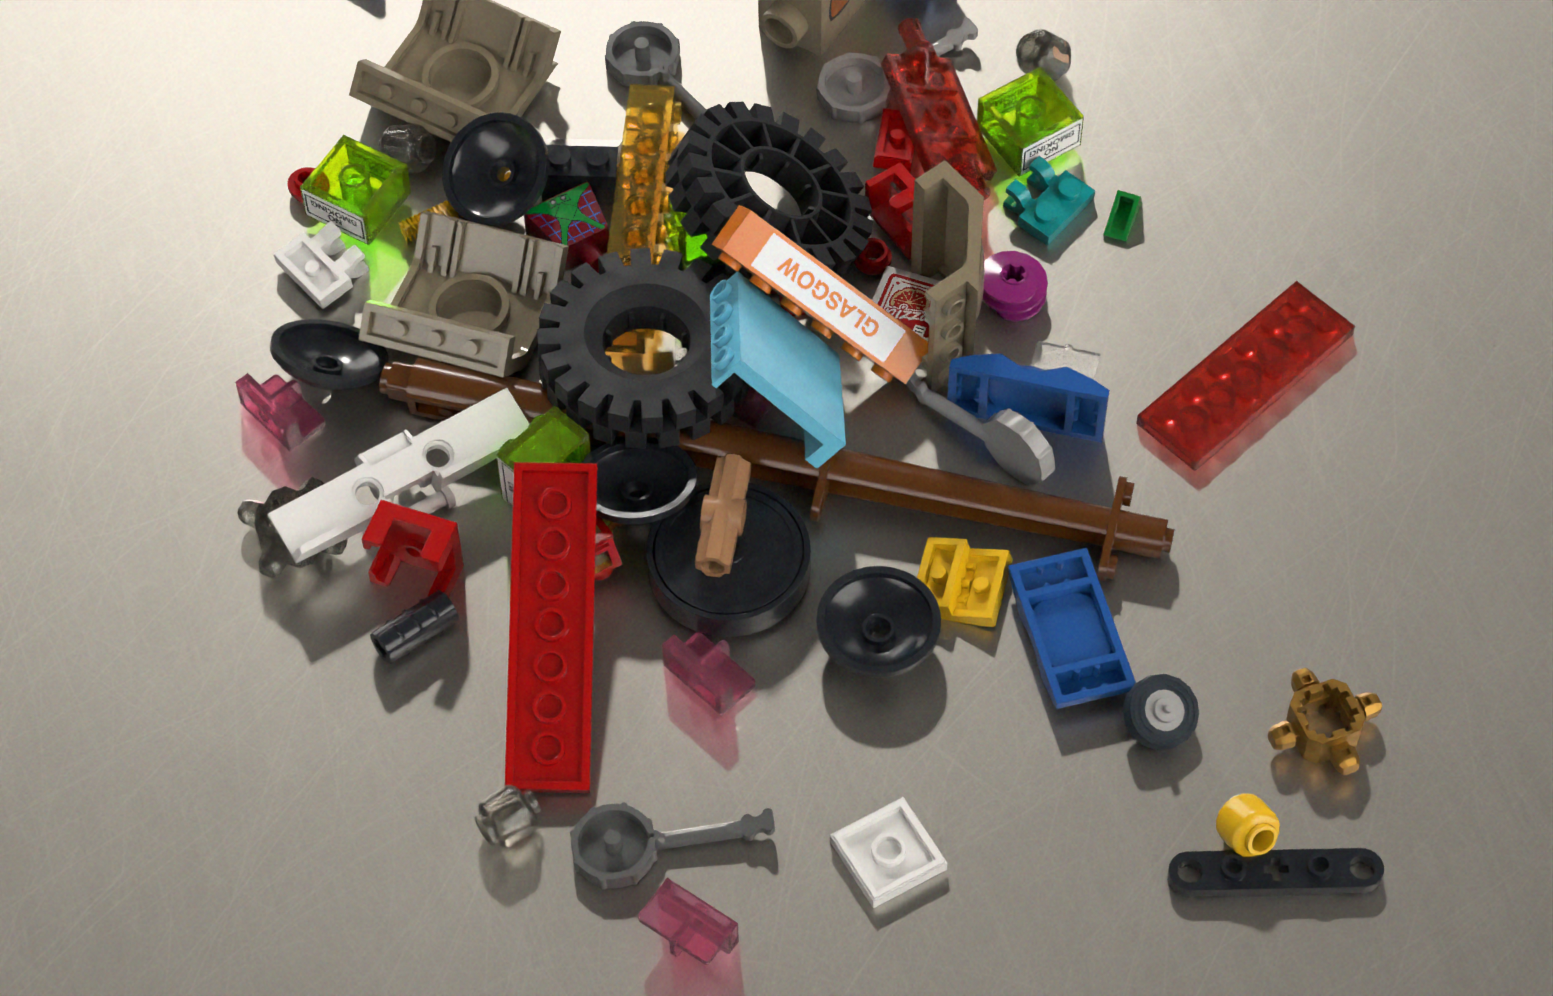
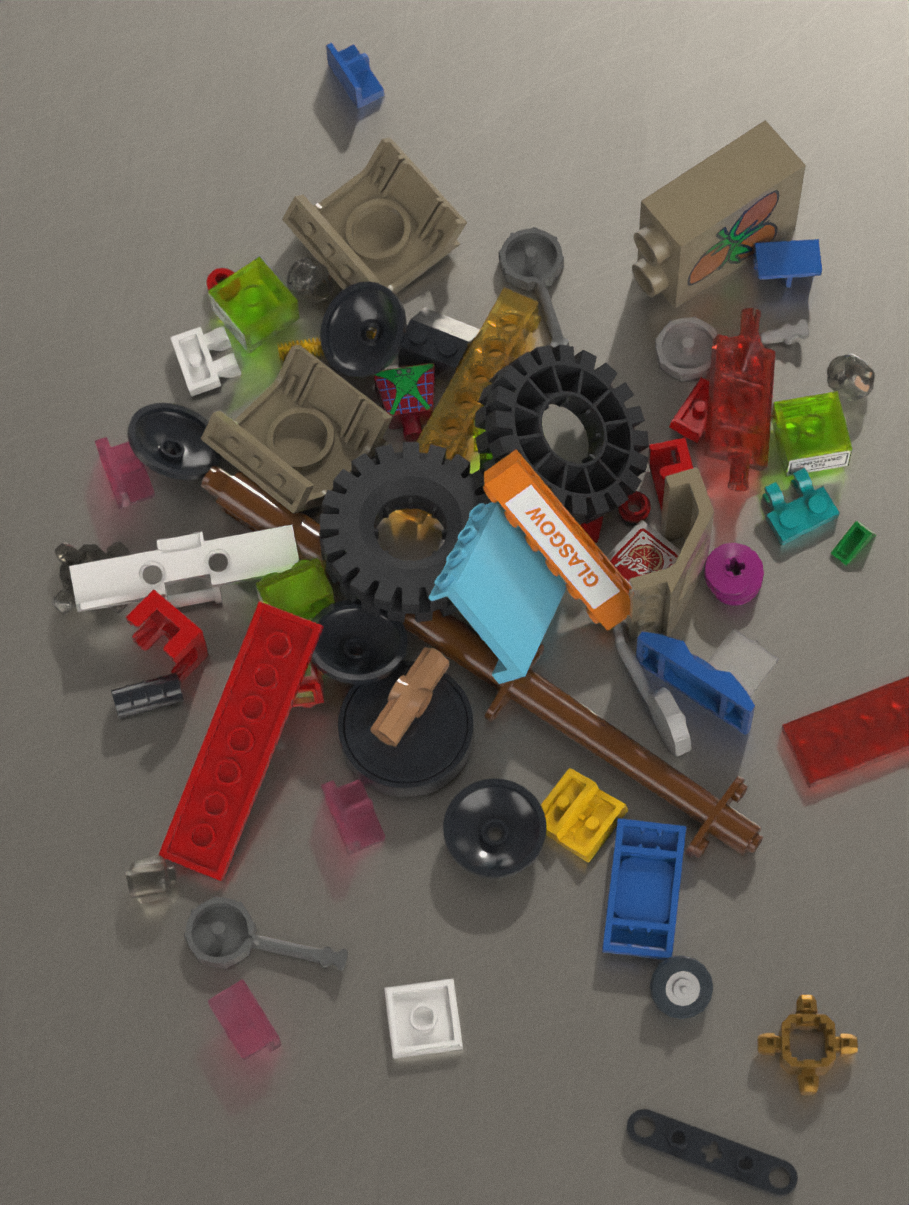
camera: 25 degrees right, 10 degrees up
(1248, 825) = (704, 1109): yellow head -> none

